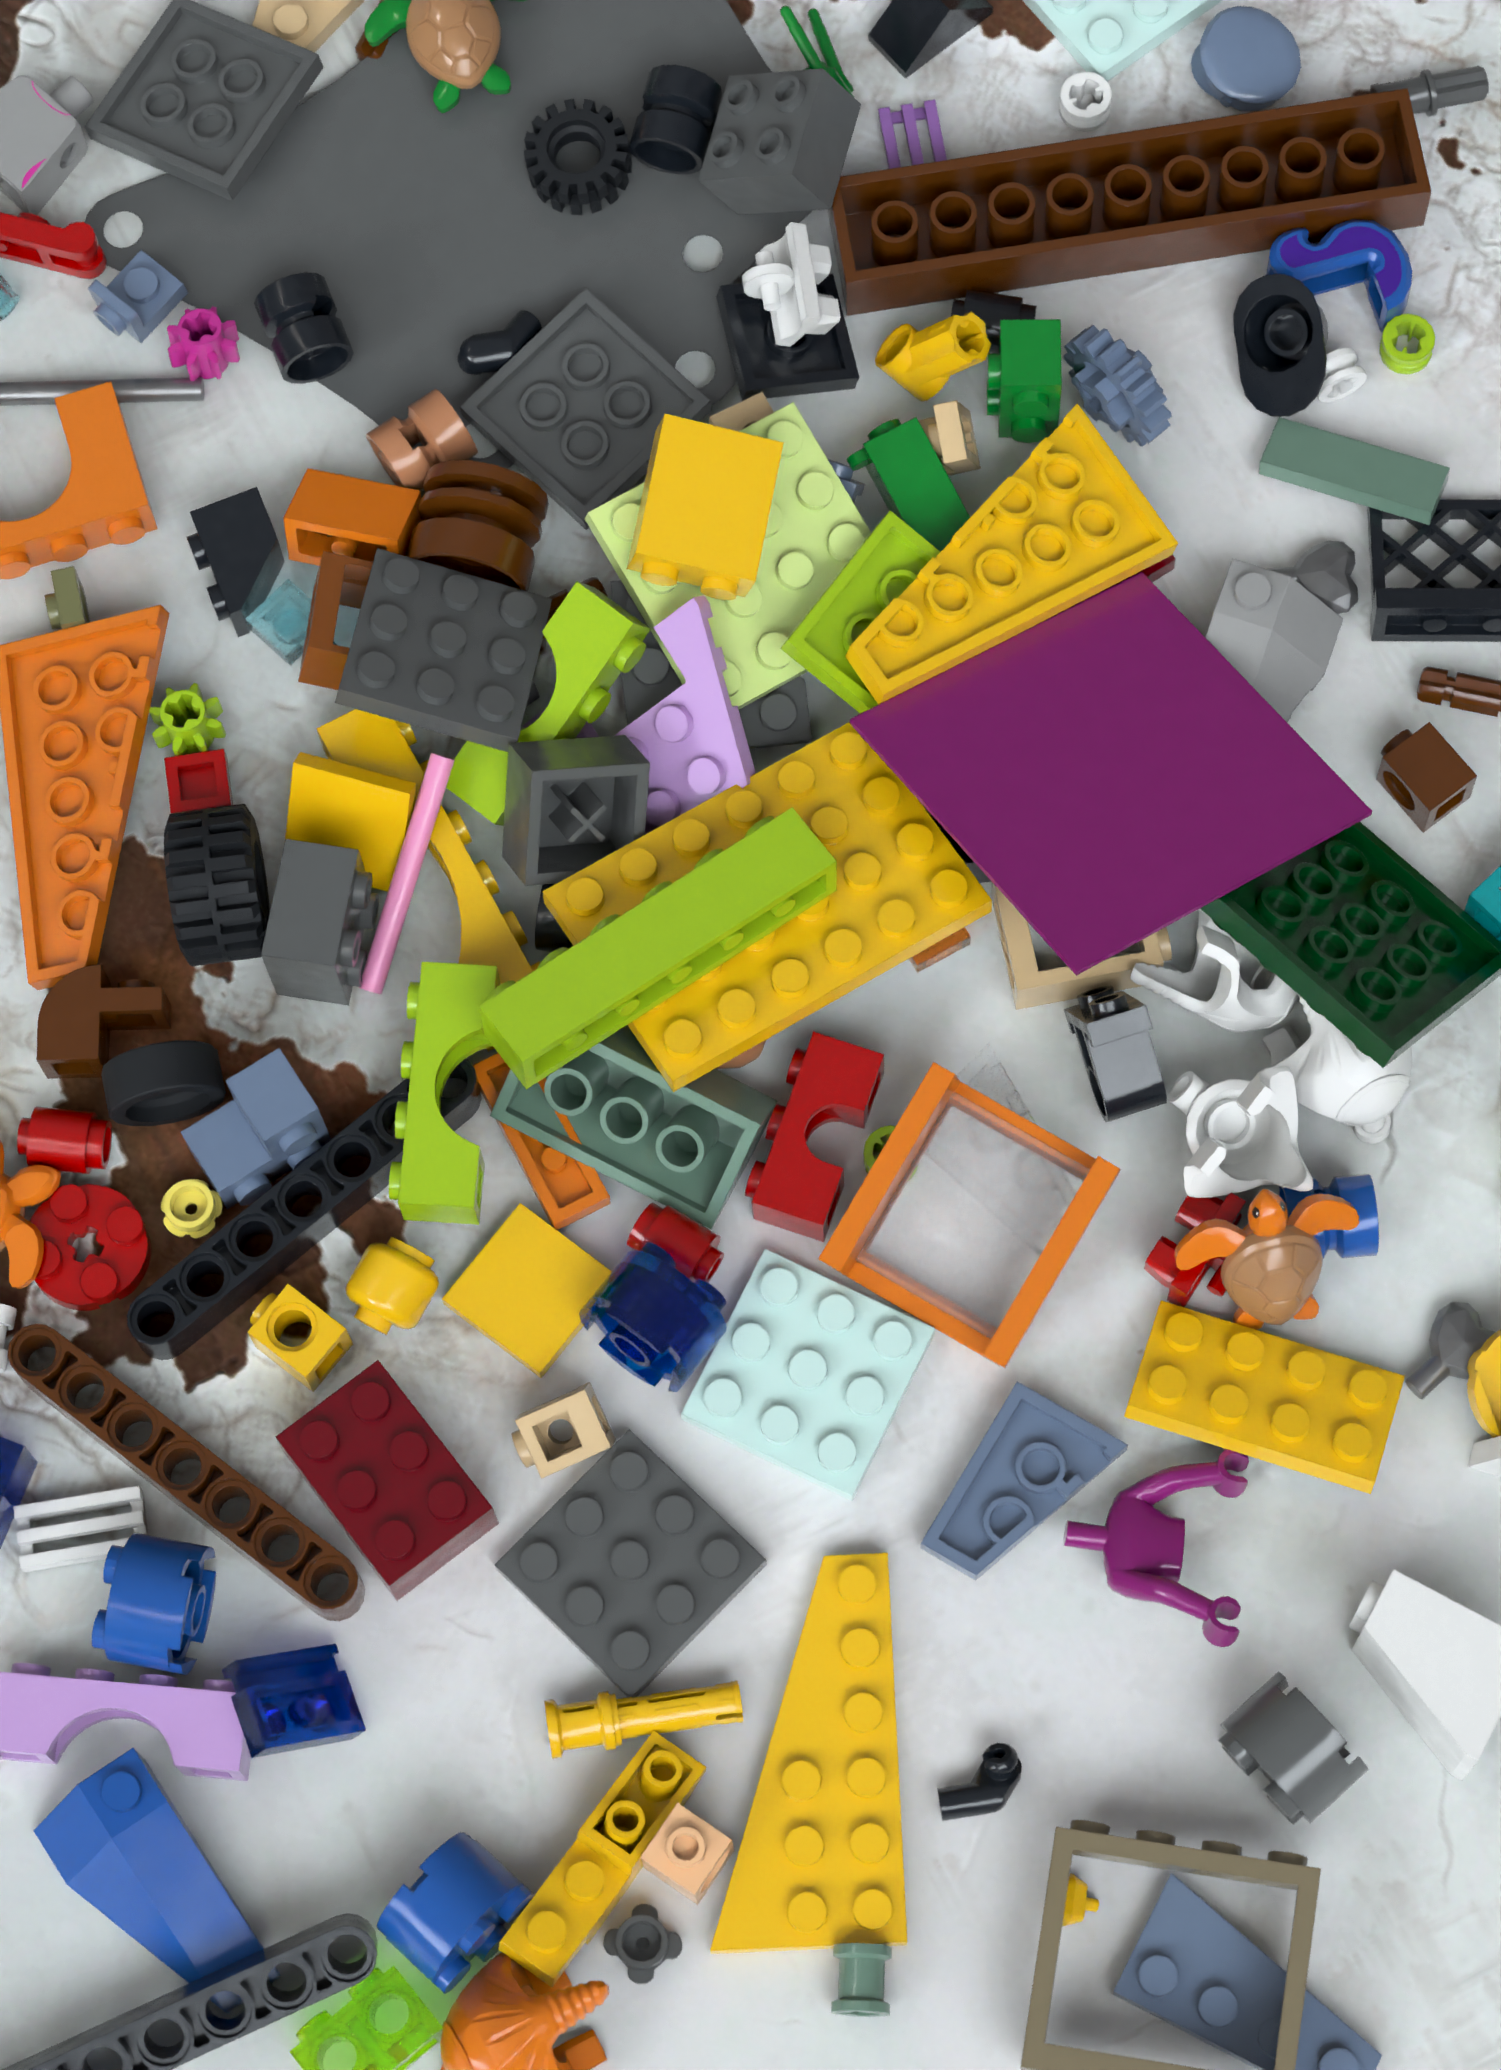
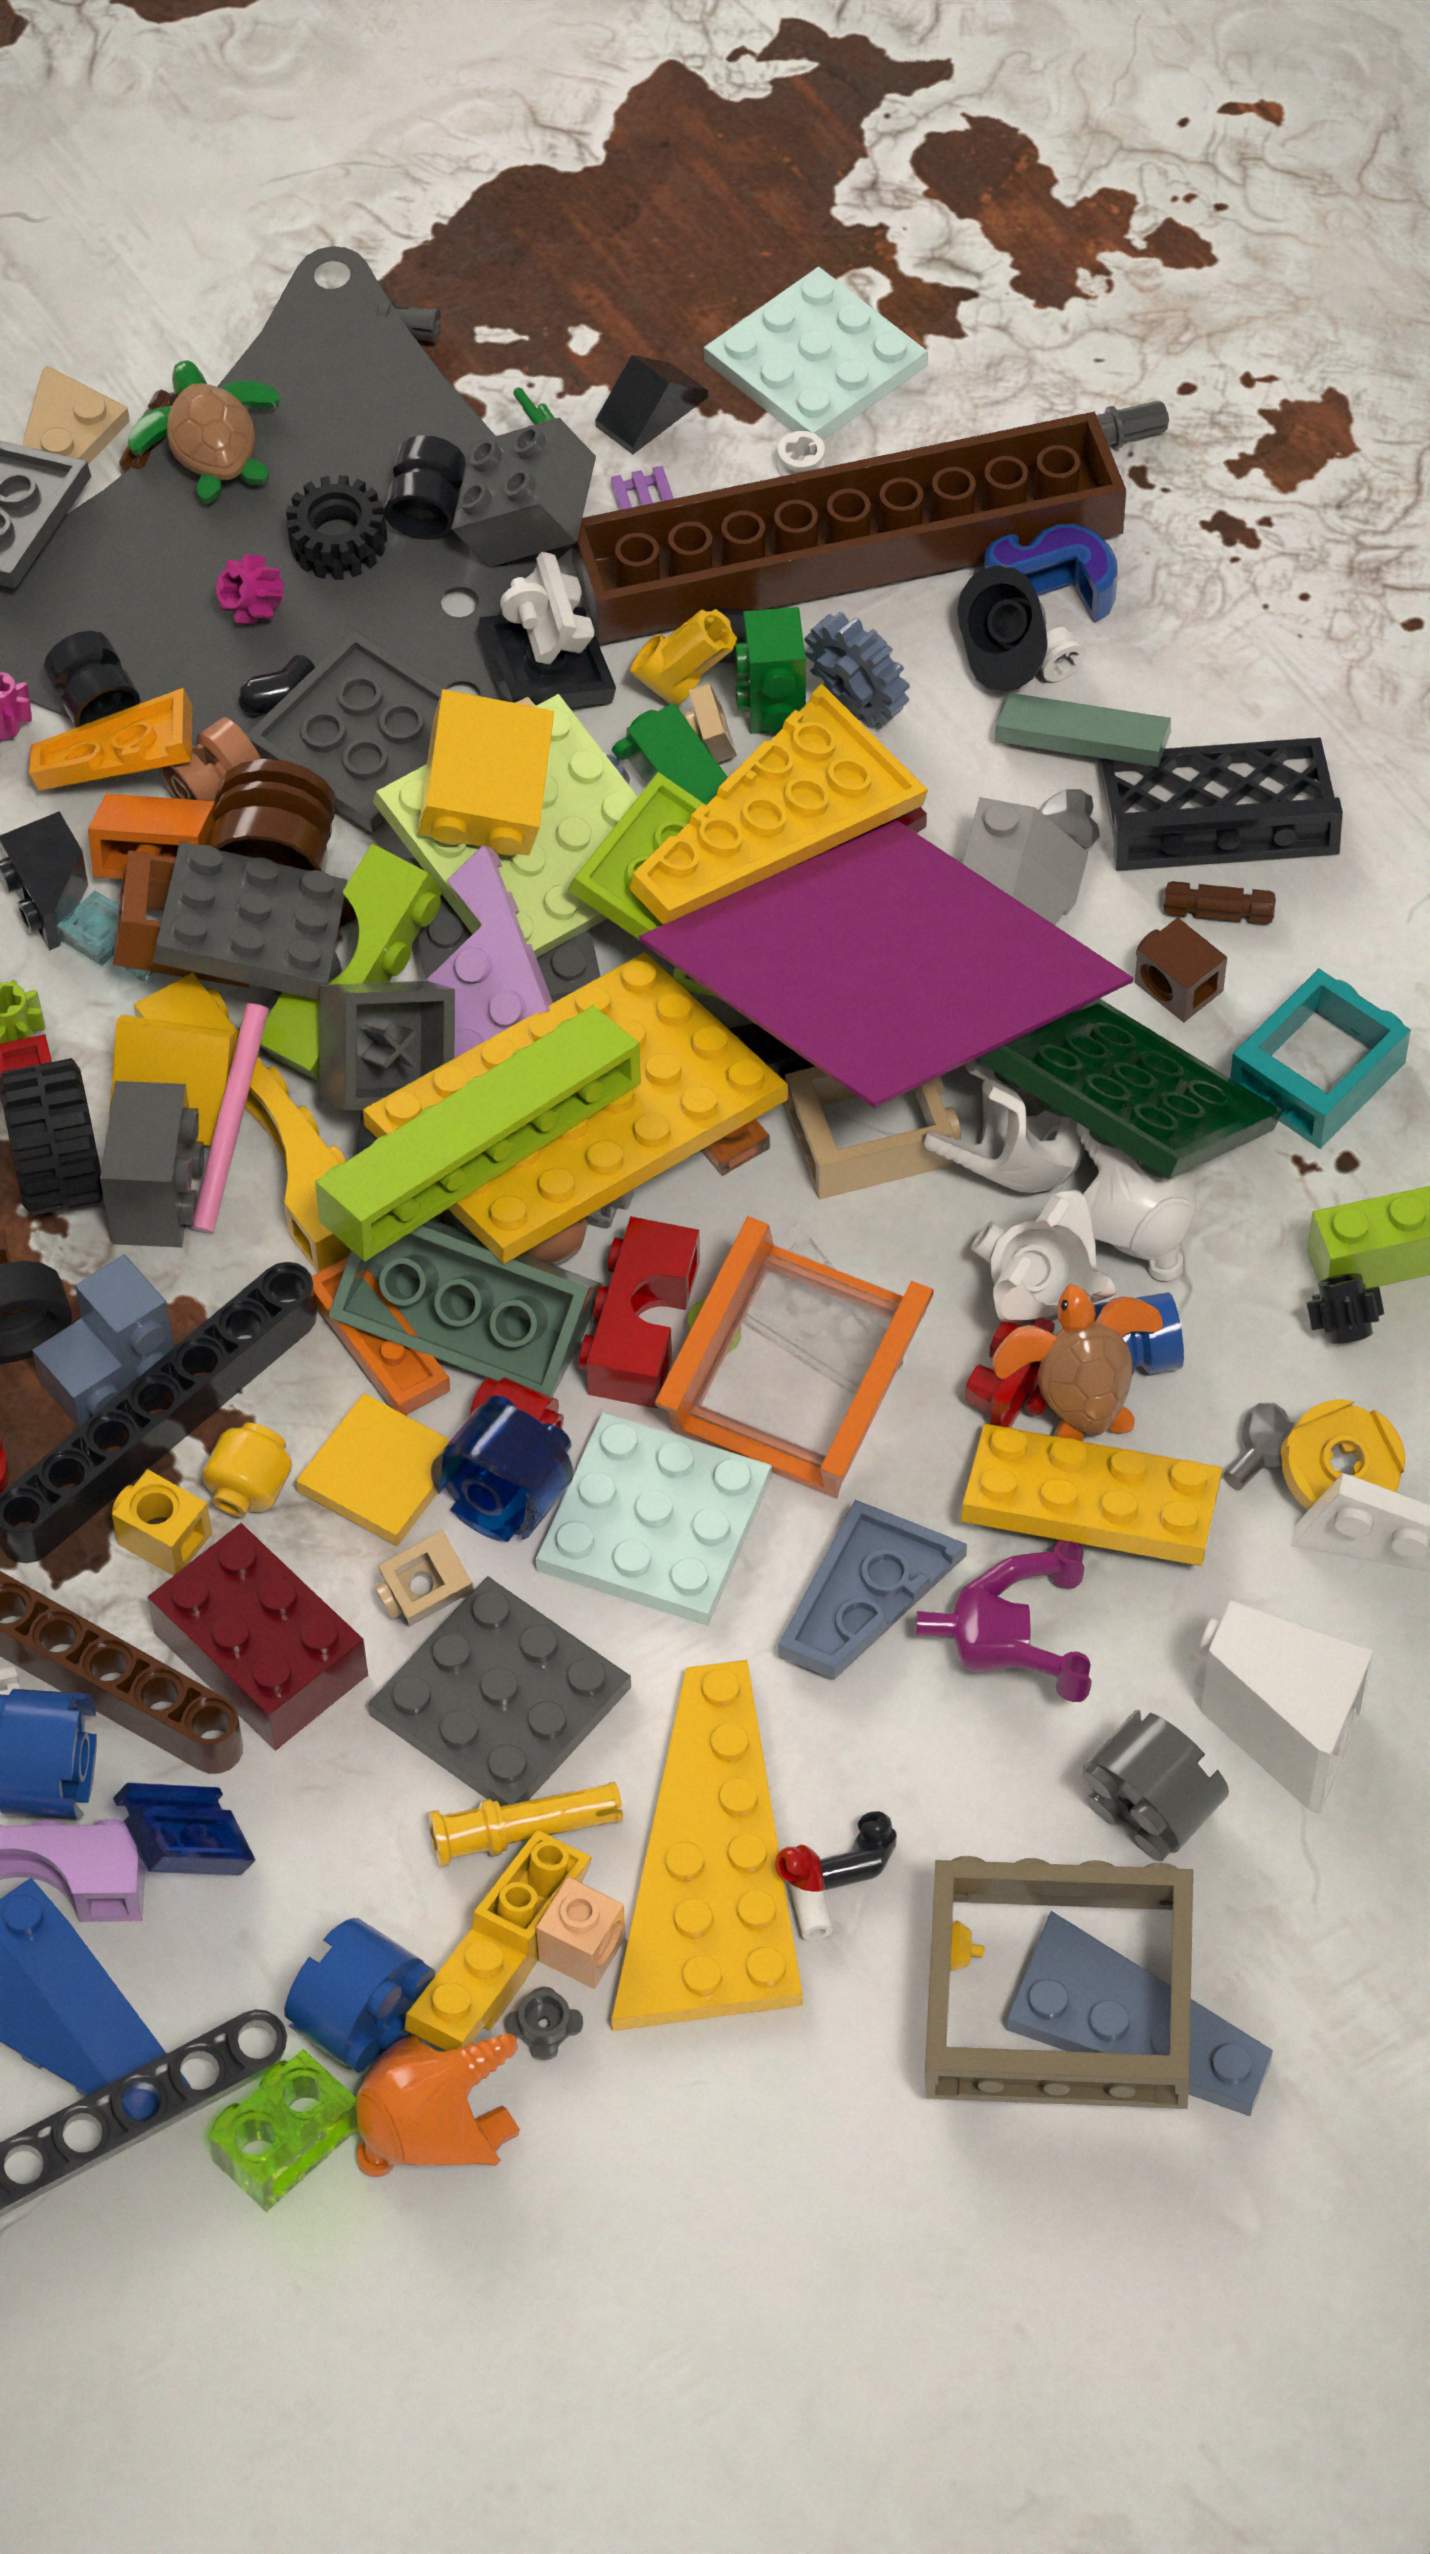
camera: 10 degrees left, 15 degrees down
(187, 1193) = (40, 1413): light yellow plate -> none
(325, 409) = (118, 744): none -> light orange wing
(439, 1169) = (286, 1346): lime arch -> none
(479, 228) = (249, 589): none -> dark pink gear
(861, 1979) = (761, 2030): sand green bush -> none
(921, 1807) = (804, 1874): none -> arm
(1117, 1051) = (919, 1214): pin -> none
(1246, 59) = (943, 407): sand blue piece -> none
(1413, 327) = (1124, 614): lime bush -> none

